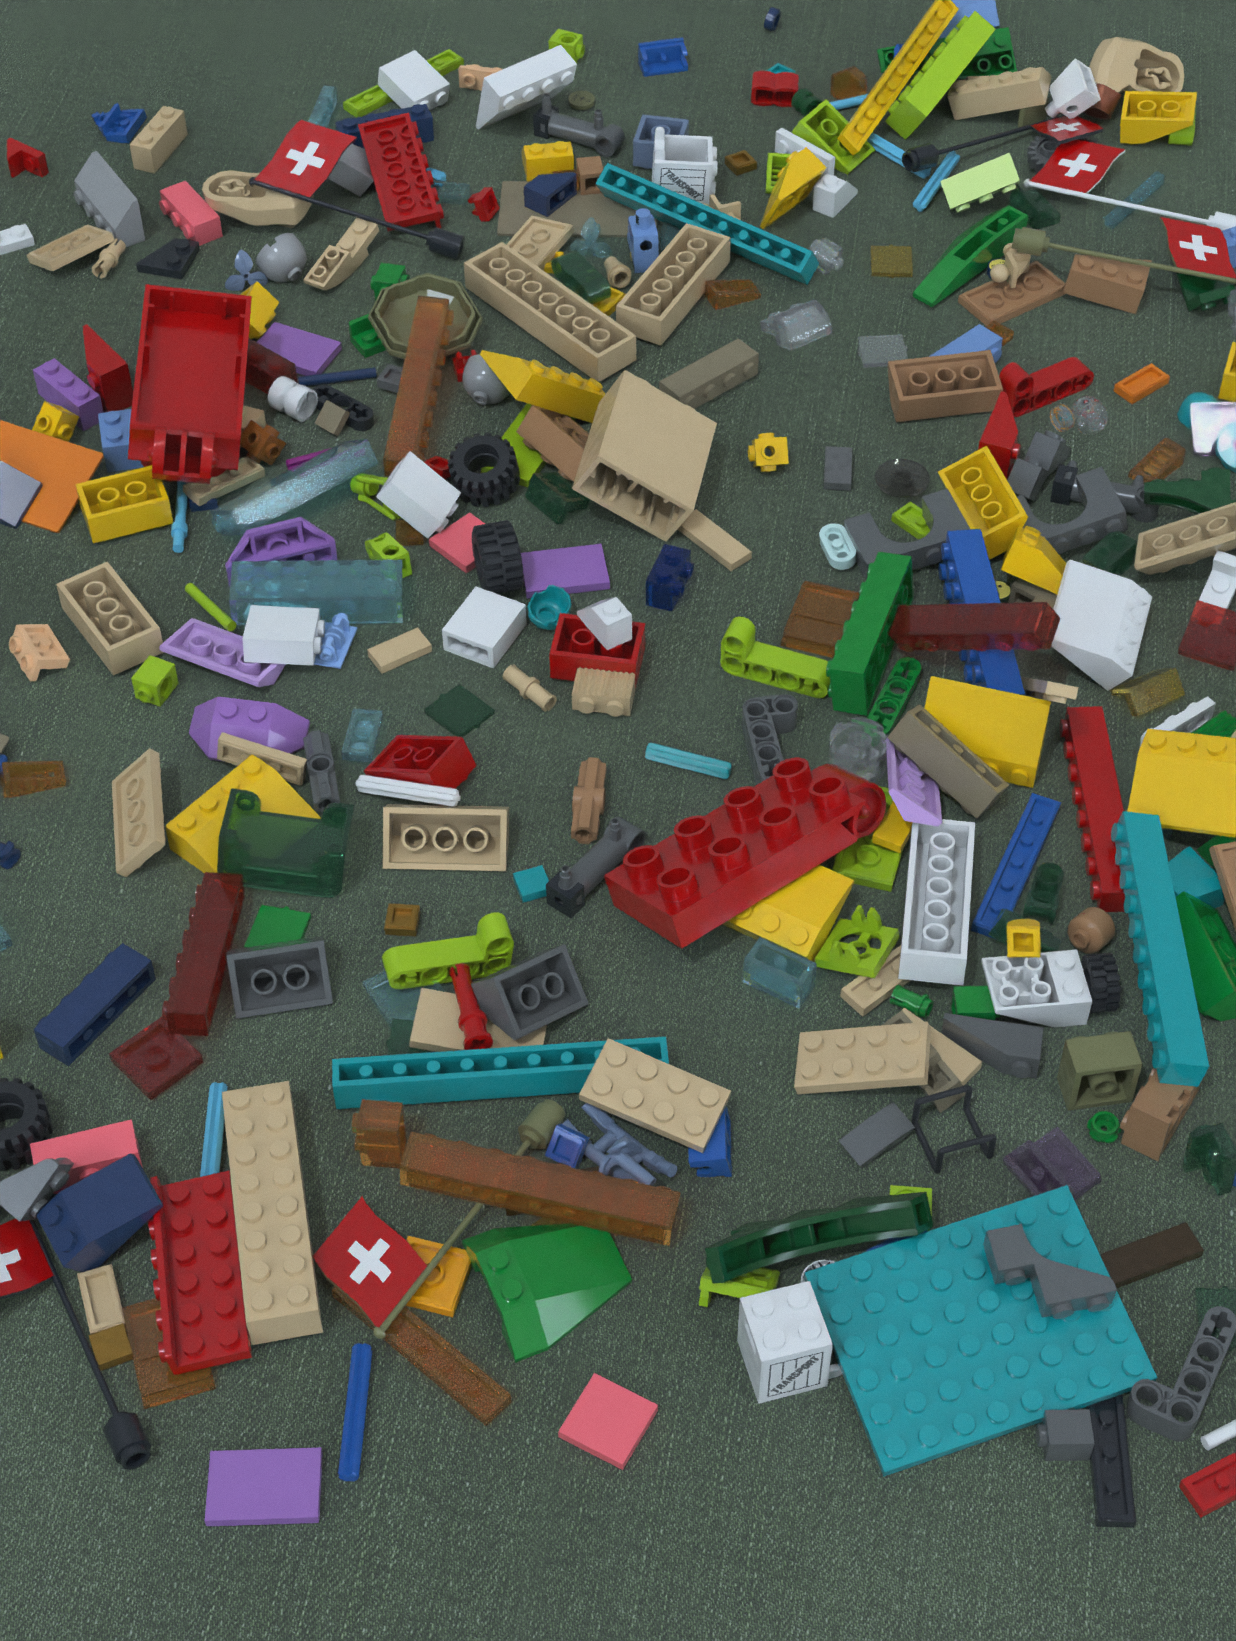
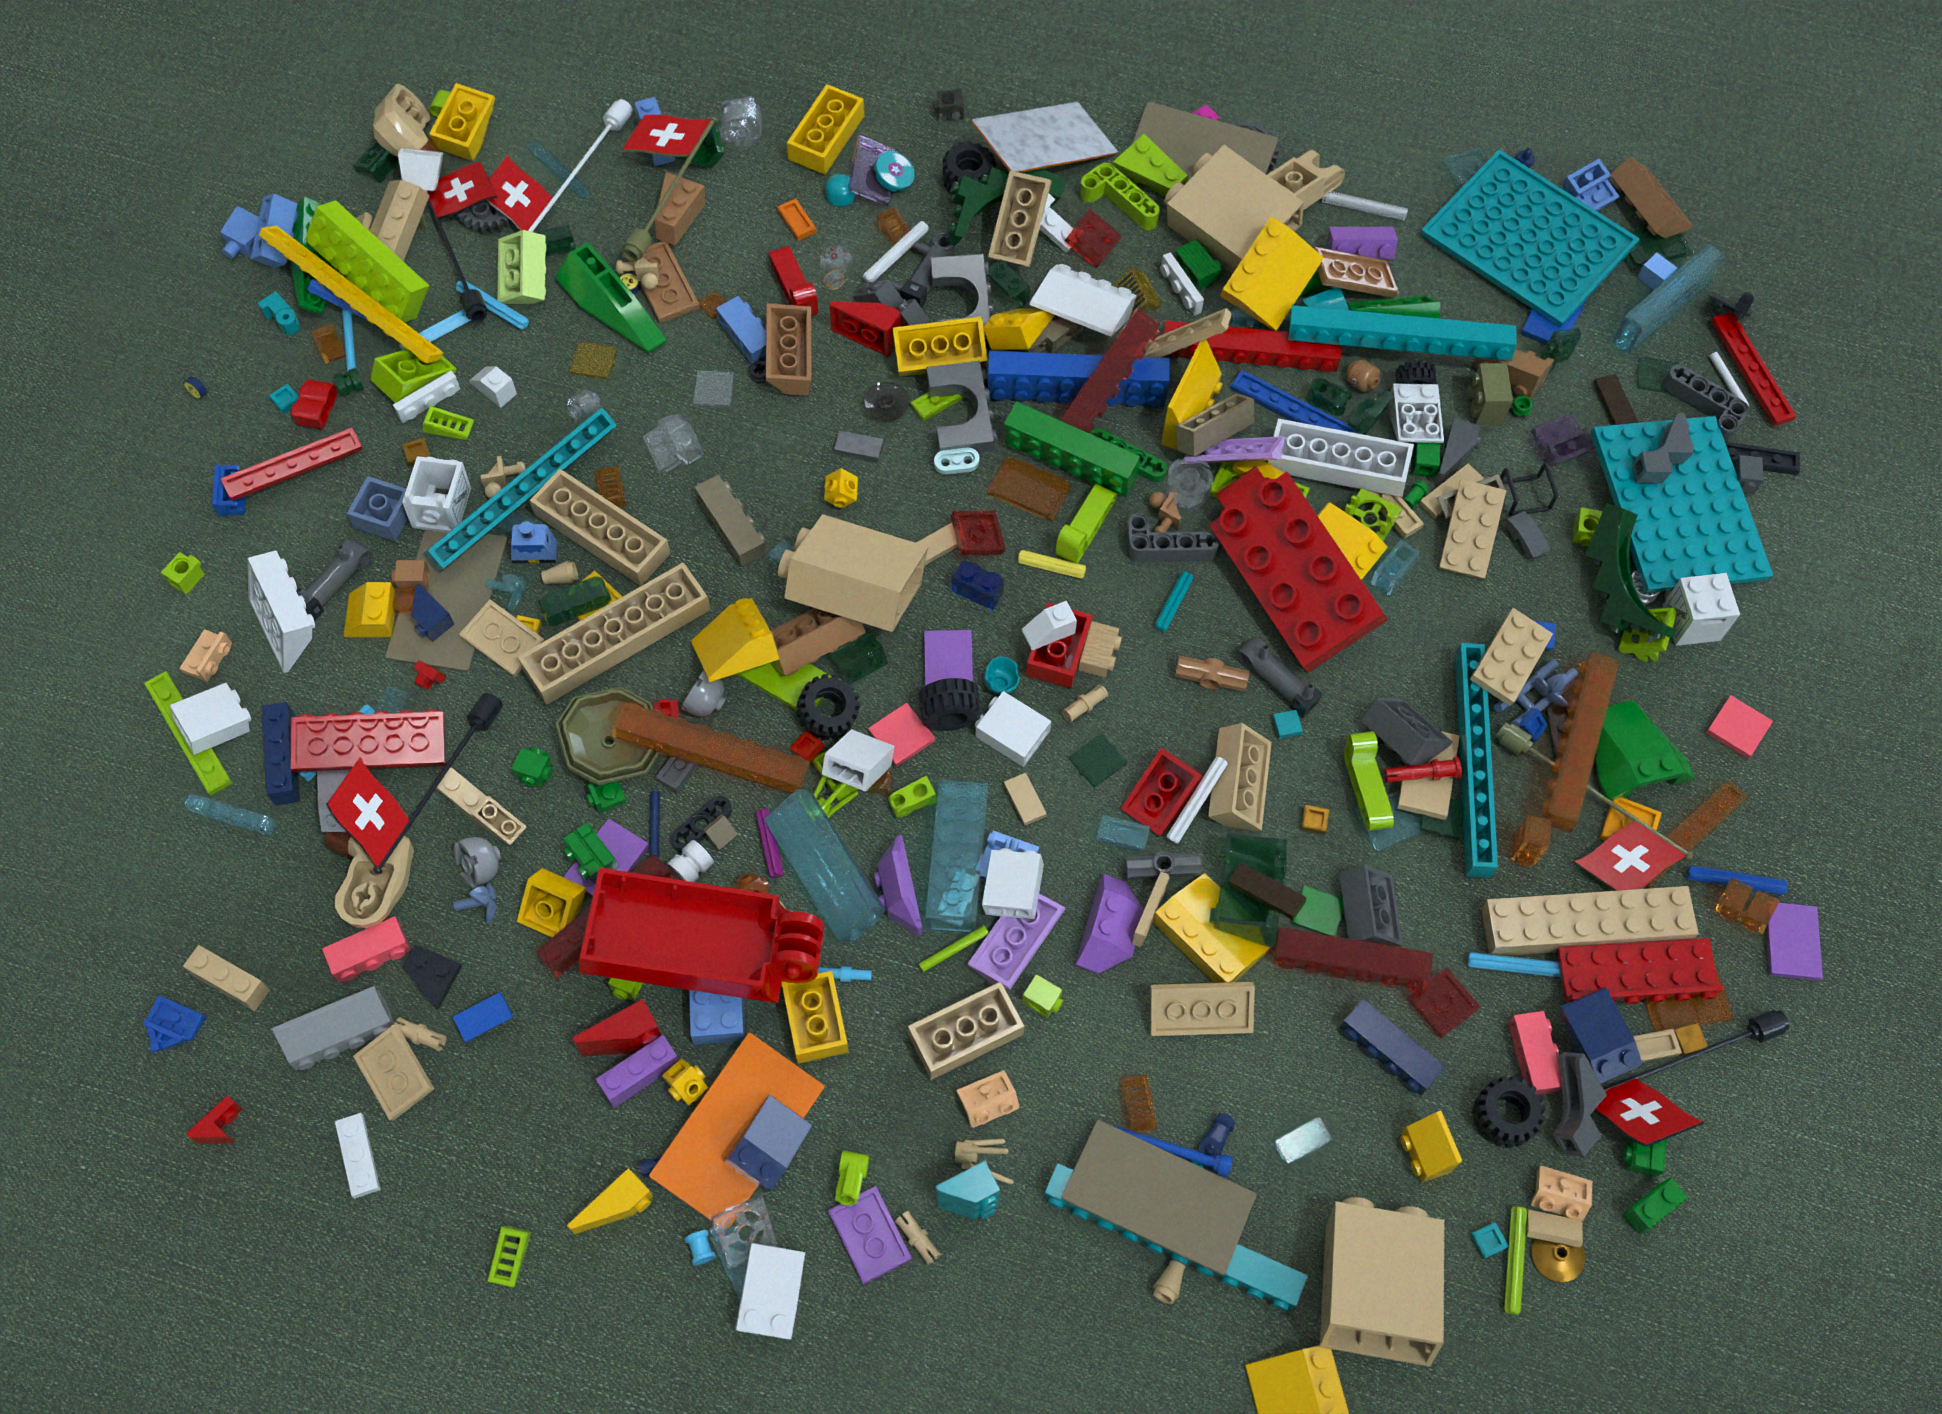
camera: 85 degrees left, 15 degrees up
(123, 290) = (483, 1017): none -> blue hinge
(283, 851) = (1267, 891): none -> dark brown tile
(295, 327) = (589, 852): none -> green brick
(308, 1400) = (1758, 913): none -> clear orange piece
(699, 84) = (291, 464): none -> plate
(718, 629) = (1052, 564): none -> light yellow axle
(739, 570) = (978, 532): none -> clear red plate
(793, 185) = (491, 413): yellow slope -> none
(812, 739) = (1167, 513): none -> medium nougat piece
(867, 54) = (277, 308): none -> teal leg
(1023, 938) = (1394, 407): yellow brick -> none
(1119, 462) = (896, 252): none -> white axle

